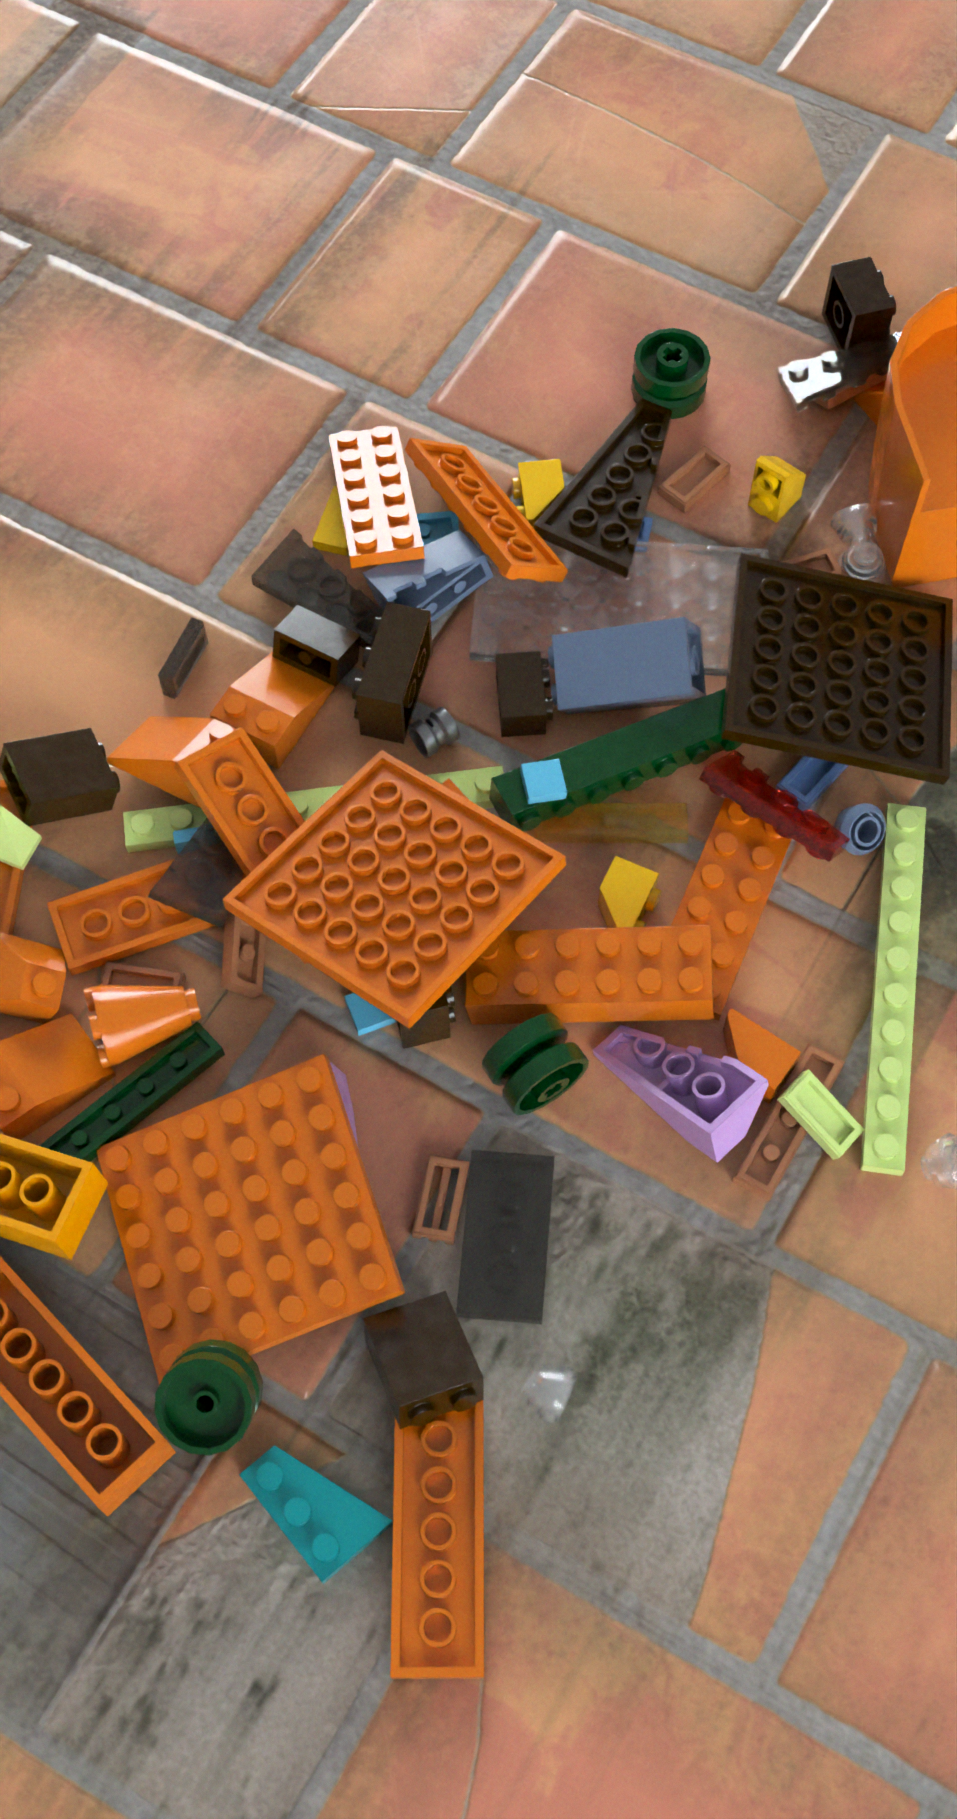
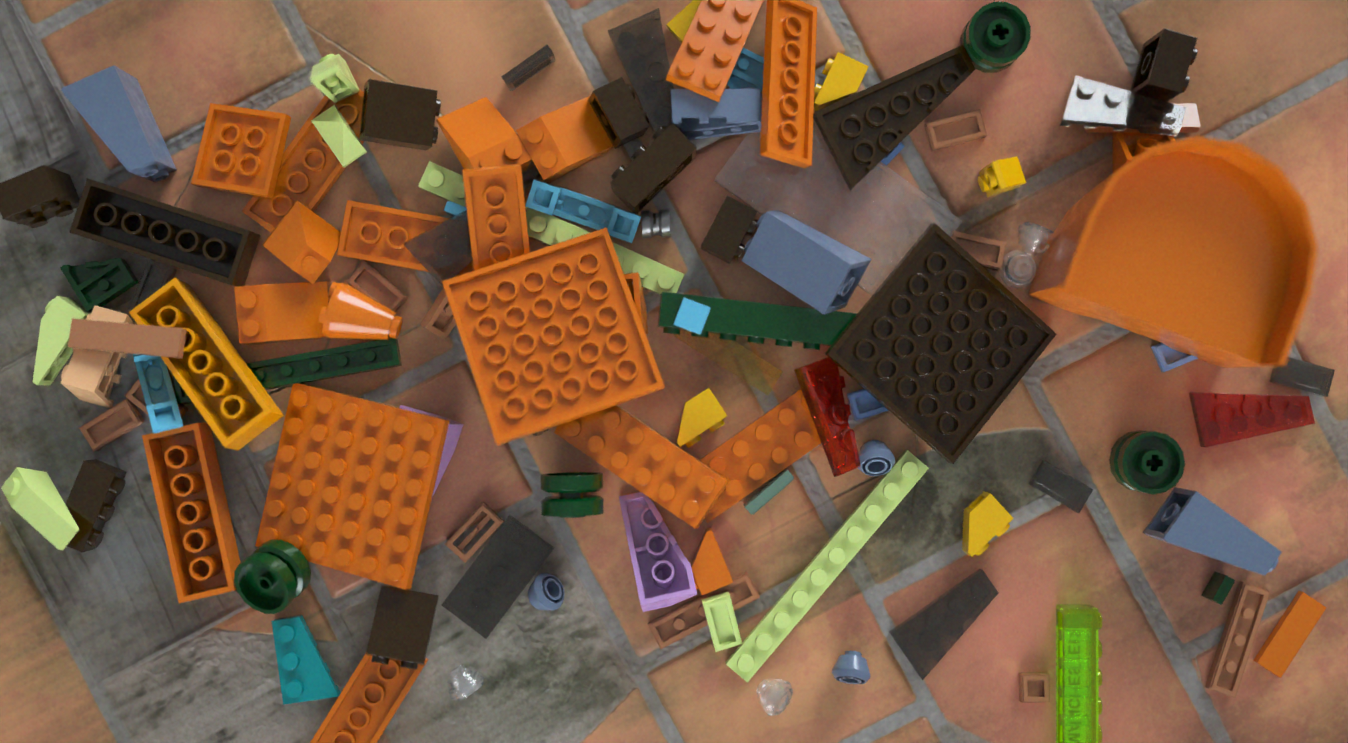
camera: 30 degrees right, 25 degrees up
(337, 763) = (583, 210): none -> medium azure slope
(580, 1212) = (546, 592): none -> sand blue cone
(766, 935) = (769, 491): none -> sand green tile

